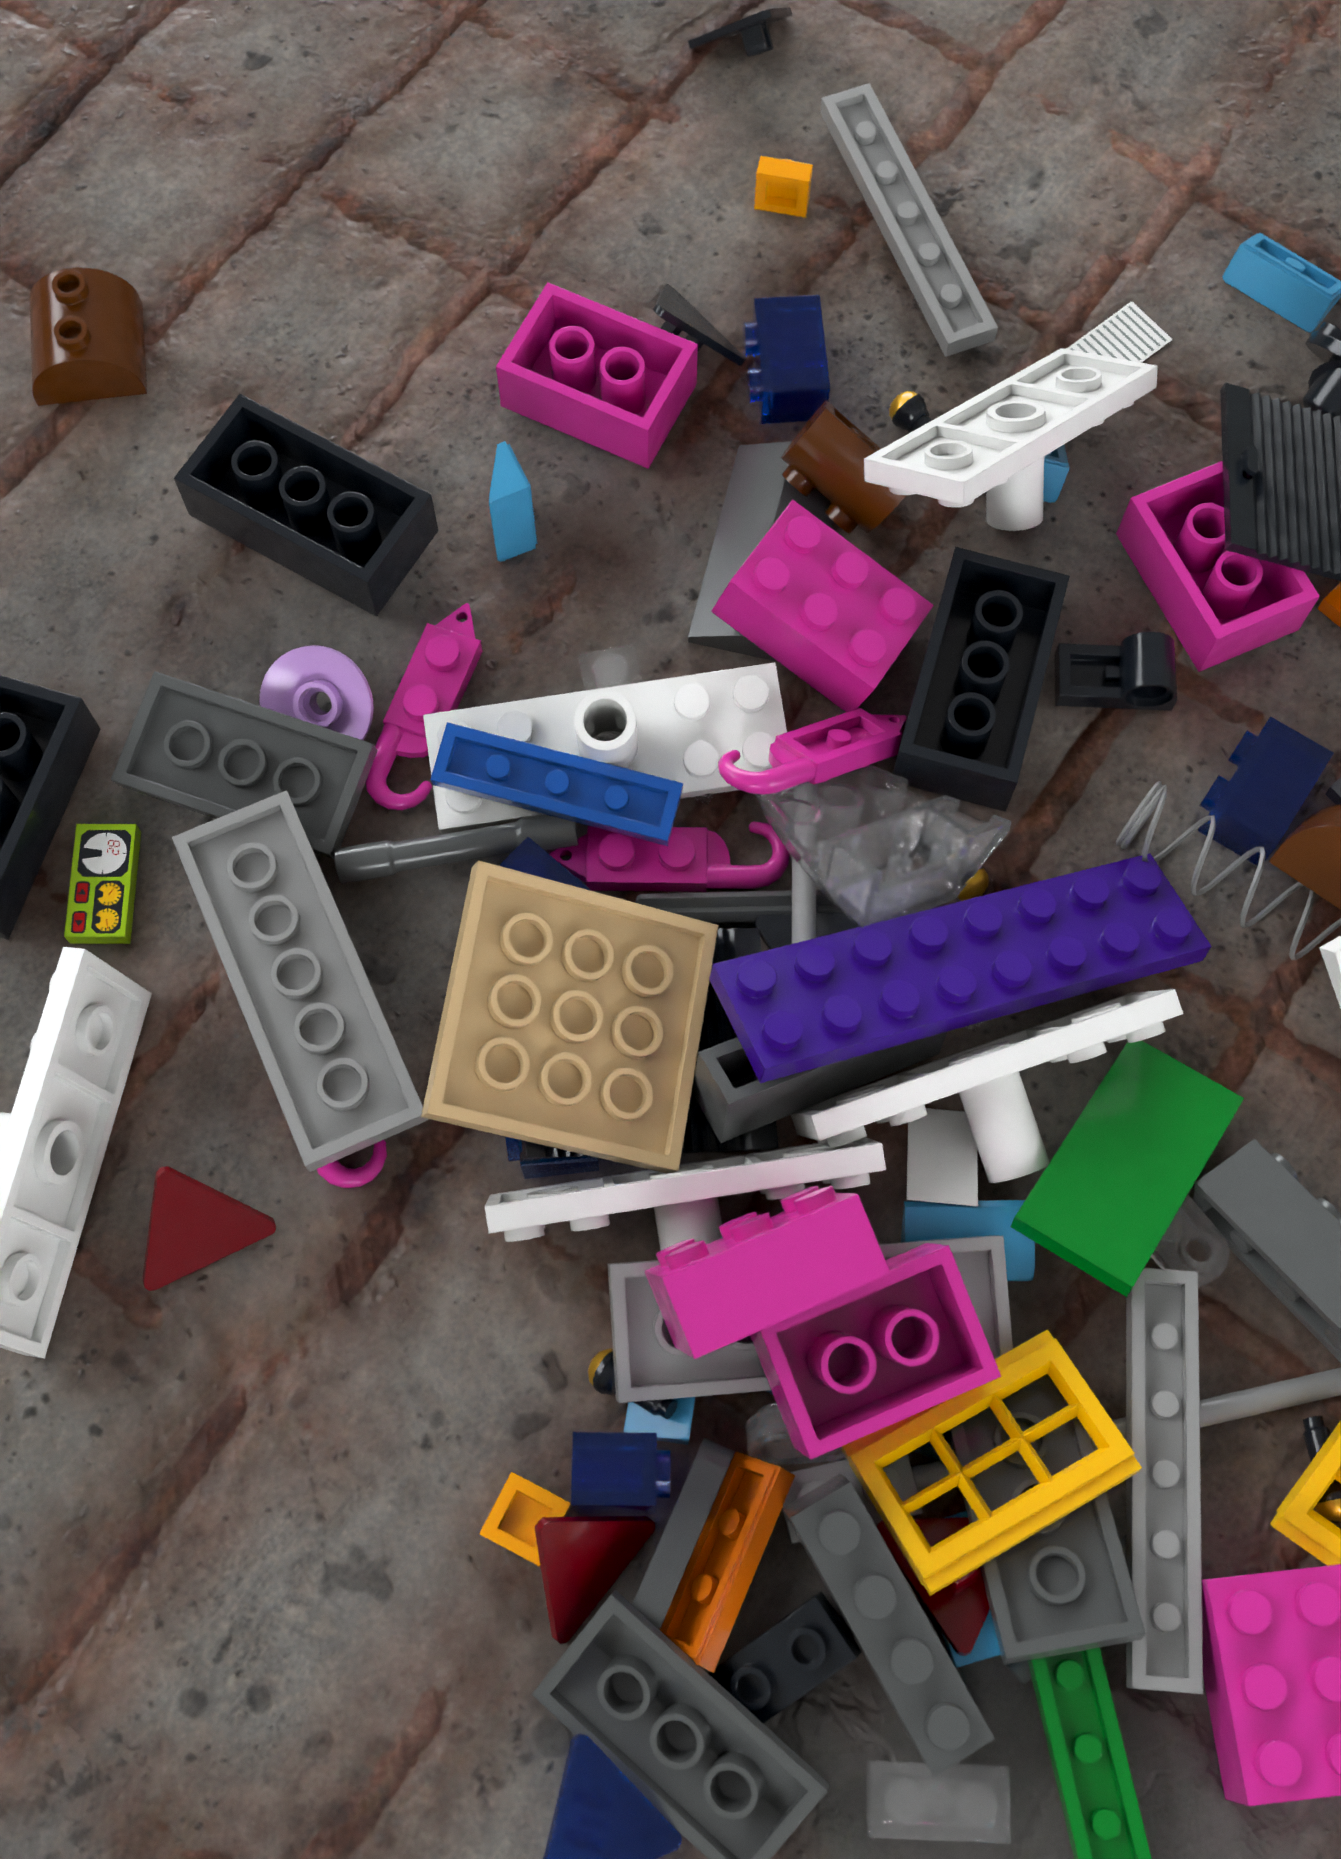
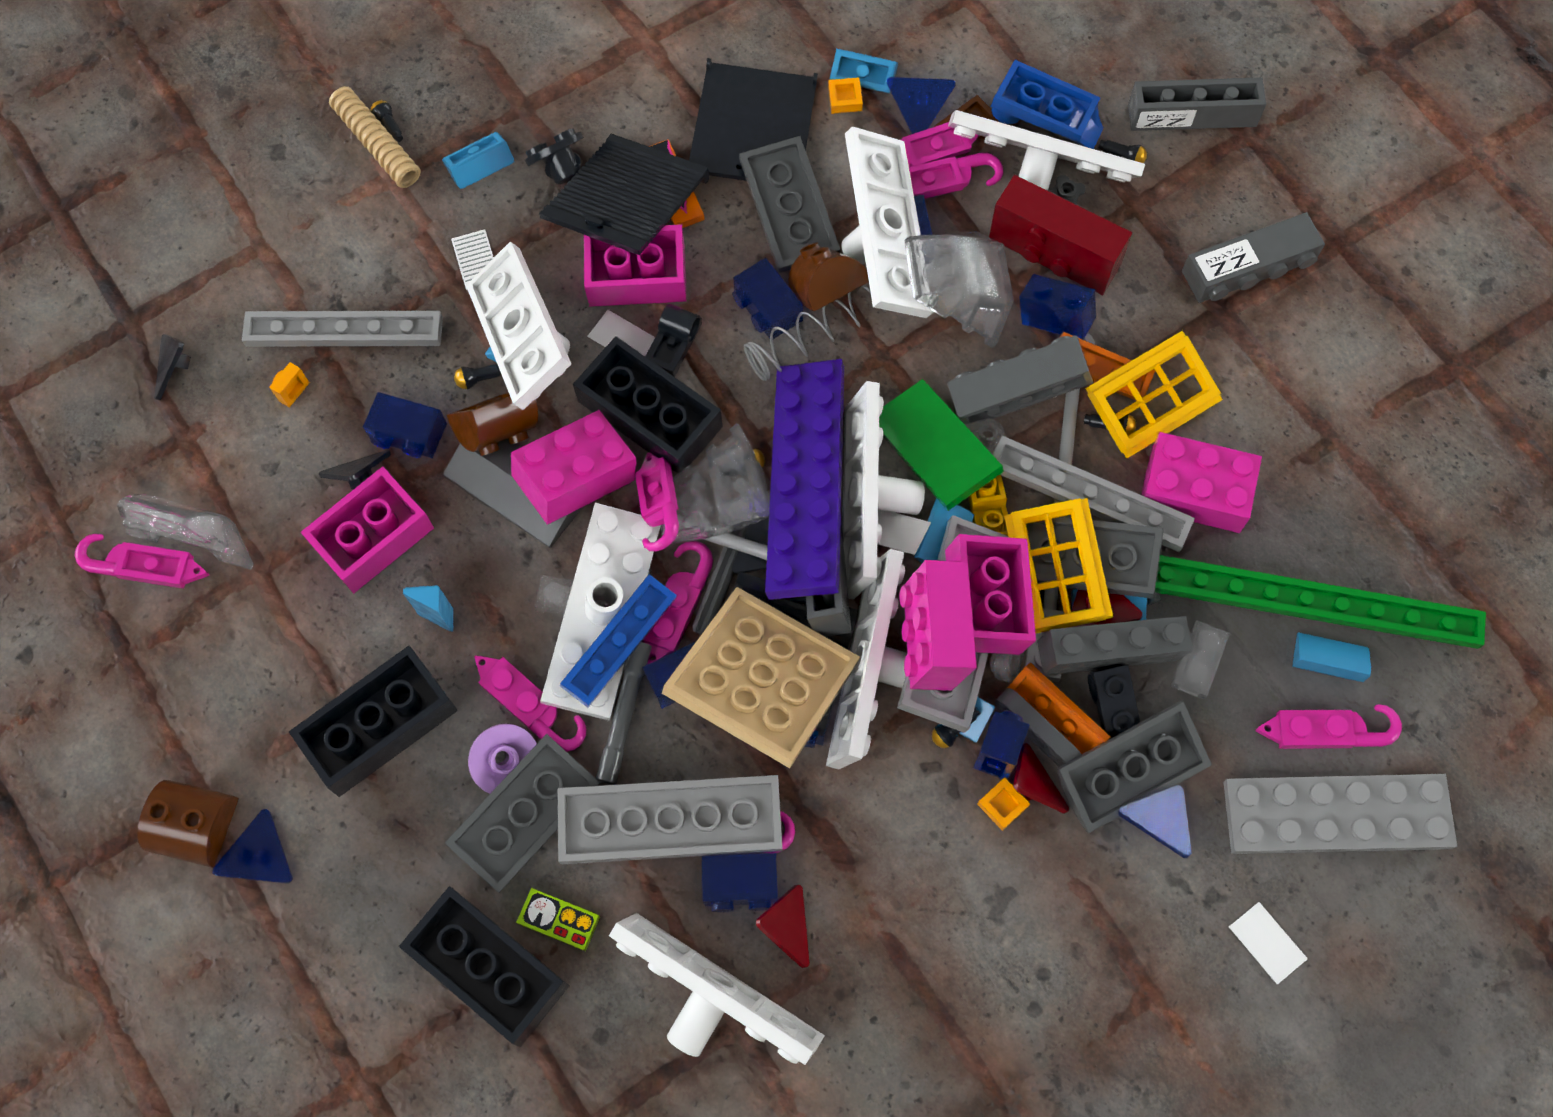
camera: 65 degrees left, 0 degrees up
(74, 448) = (256, 854): none -> clear blue piece
(242, 1127) = (739, 881): none -> clear blue brick
(434, 128) = (141, 563): none -> dark pink plate
(504, 144) = (155, 516): none -> clear wedge
(1060, 1301) = (989, 506): none -> yellow slope
(1090, 601) = (614, 325): none -> white sticker
(1241, 127) = (374, 137): none -> tan piece
(1289, 122) = (383, 113): none -> black piece

